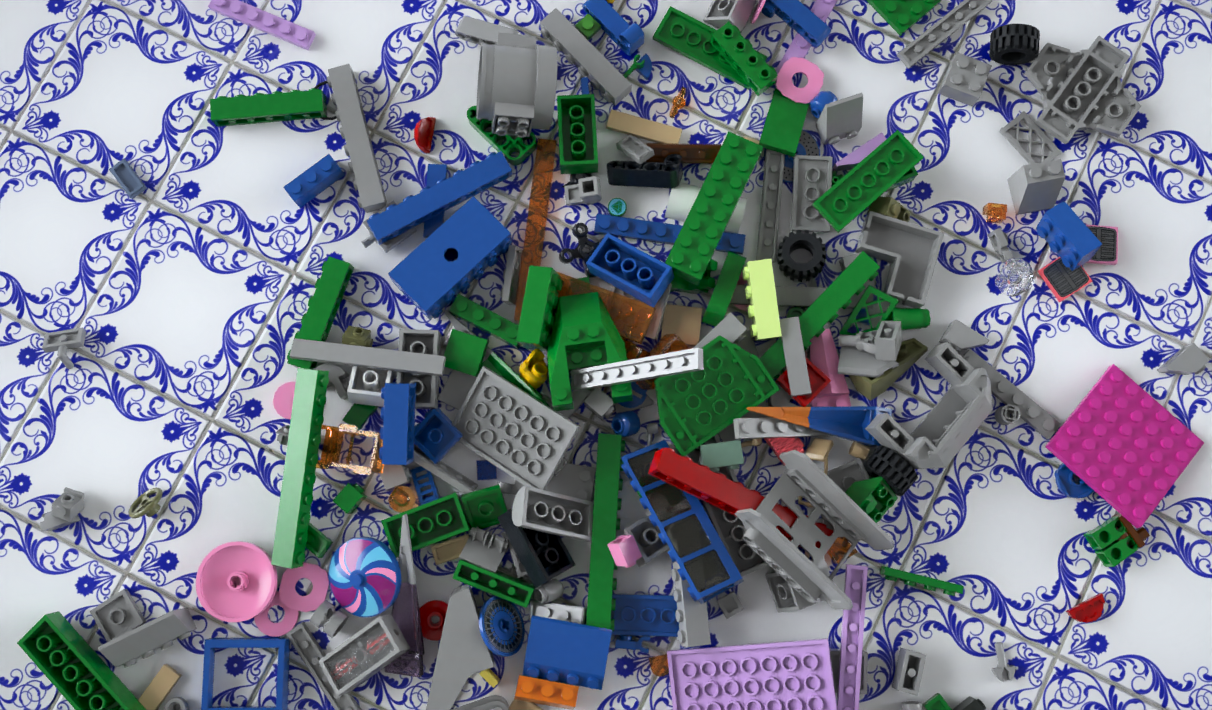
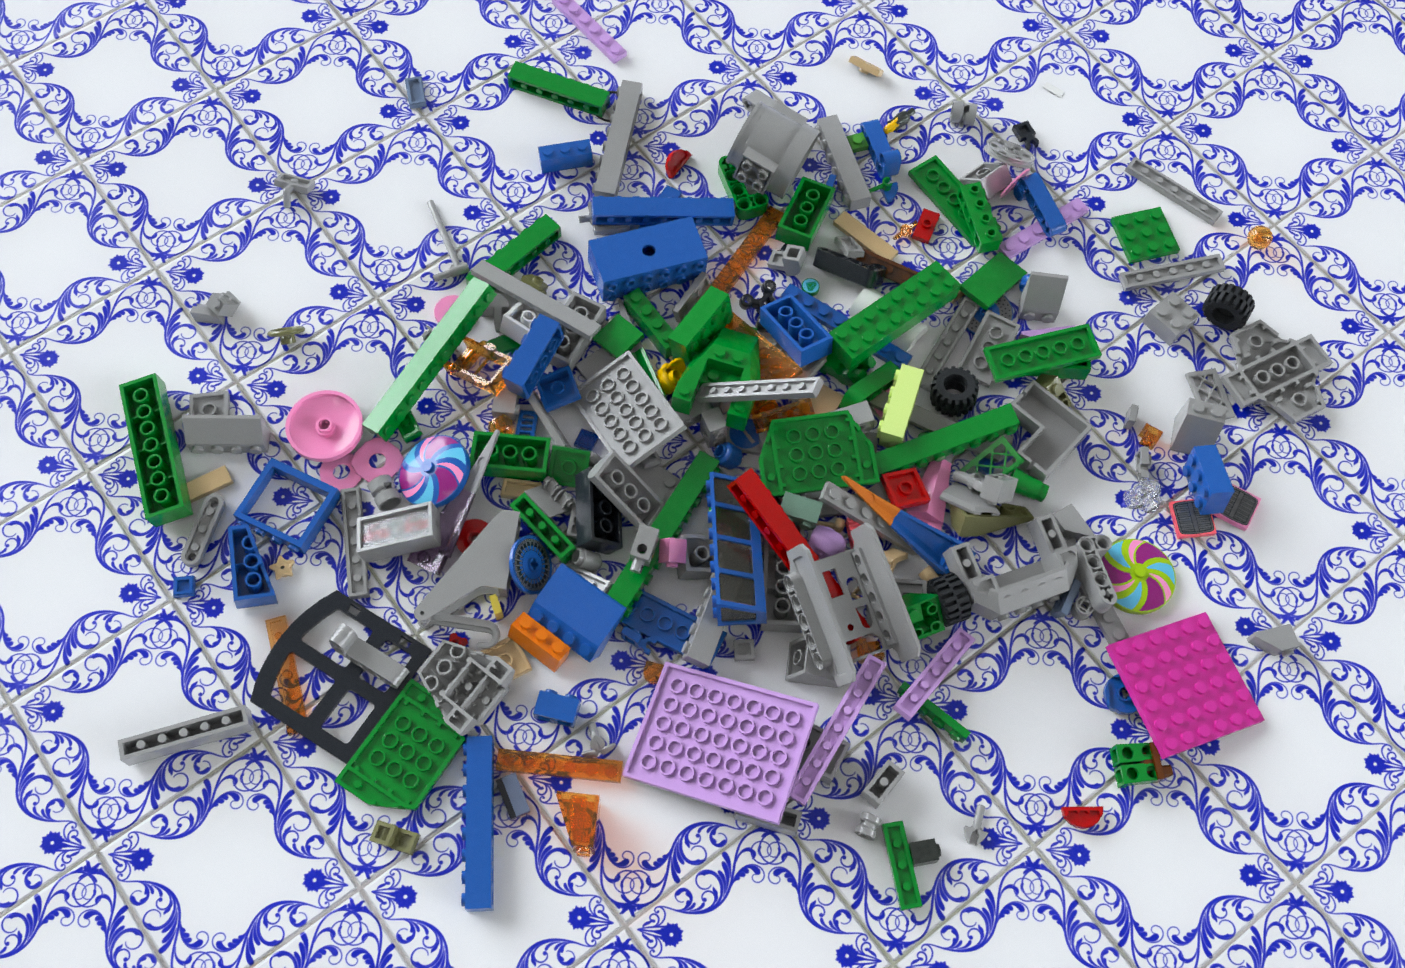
camera: 20 degrees right, 15 degrees down
(273, 351) = (457, 268): none -> light grey bar
(350, 497) = (457, 406): green brick -> none
(599, 557) = (646, 541): none -> light grey torso
(695, 88) = (926, 226): none -> red plate
(758, 469) = (826, 542): none -> lavender helmet
(787, 88) = (1007, 251): bright pink piece -> none
(795, 357) = (906, 462): light grey tile -> none
(908, 548) = (933, 674): none -> lavender plate
(970, 200) = (1131, 416): none -> light grey tile
(991, 423) = (1063, 606): none -> sand blue plate
(1029, 400) = (1093, 573): none -> light grey beam
(1039, 358) = (1139, 576): none -> dish

